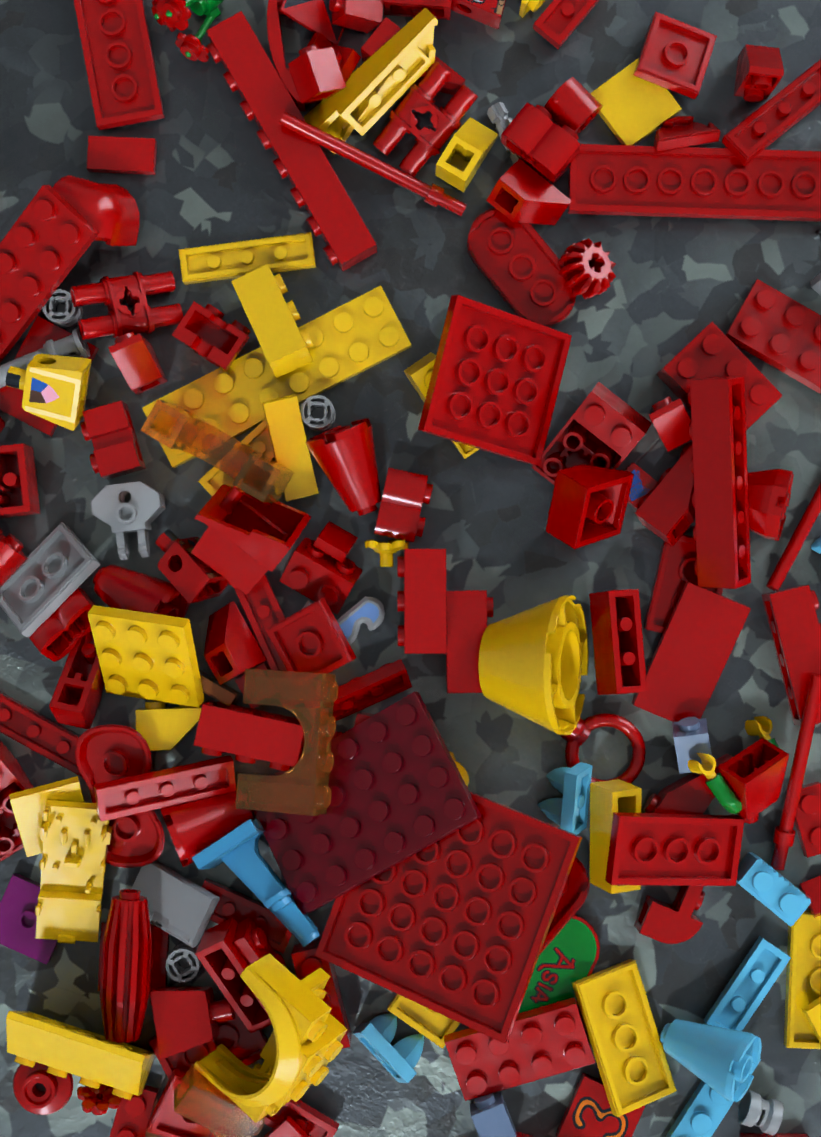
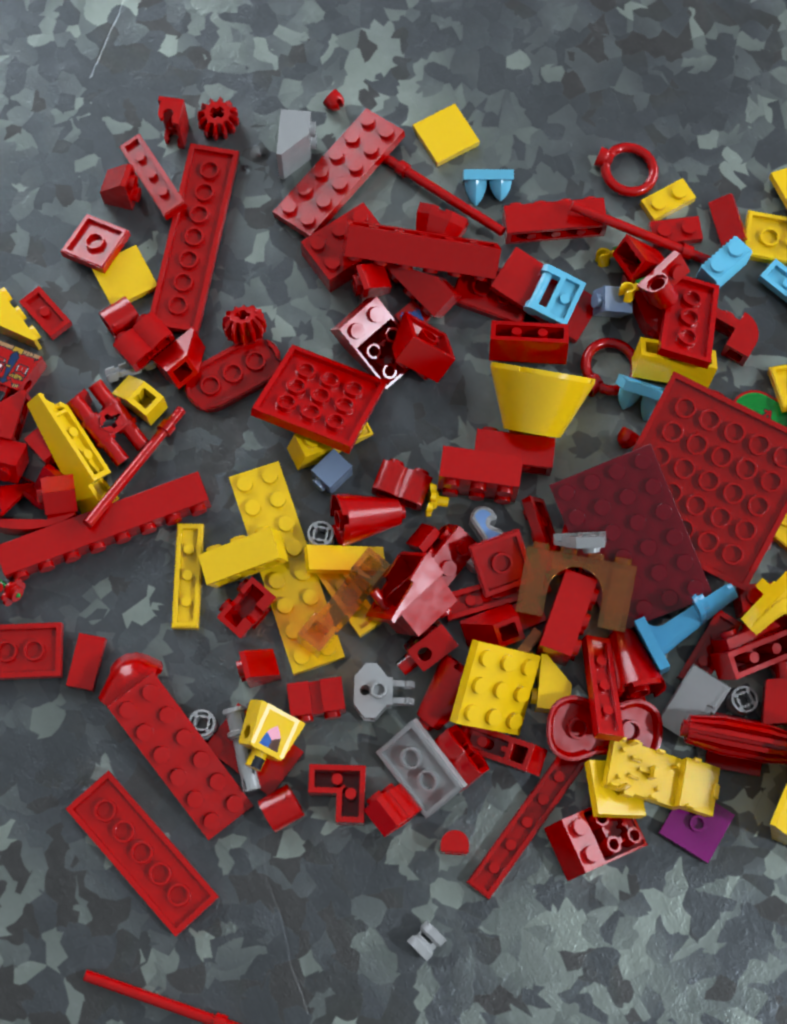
camera: 80 degrees left, 15 degrees down
(134, 290) = (220, 677): red pin -> none
(339, 743) = (588, 541): none -> light grey wing
(401, 412) = (331, 472): none -> sand blue brick
(508, 785) = (627, 438): none -> red hinge
(684, 132) = (154, 246): red tile -> none
(684, 679) = (562, 299): none -> medium azure plate
(716, 804) = (660, 282): none -> red plate

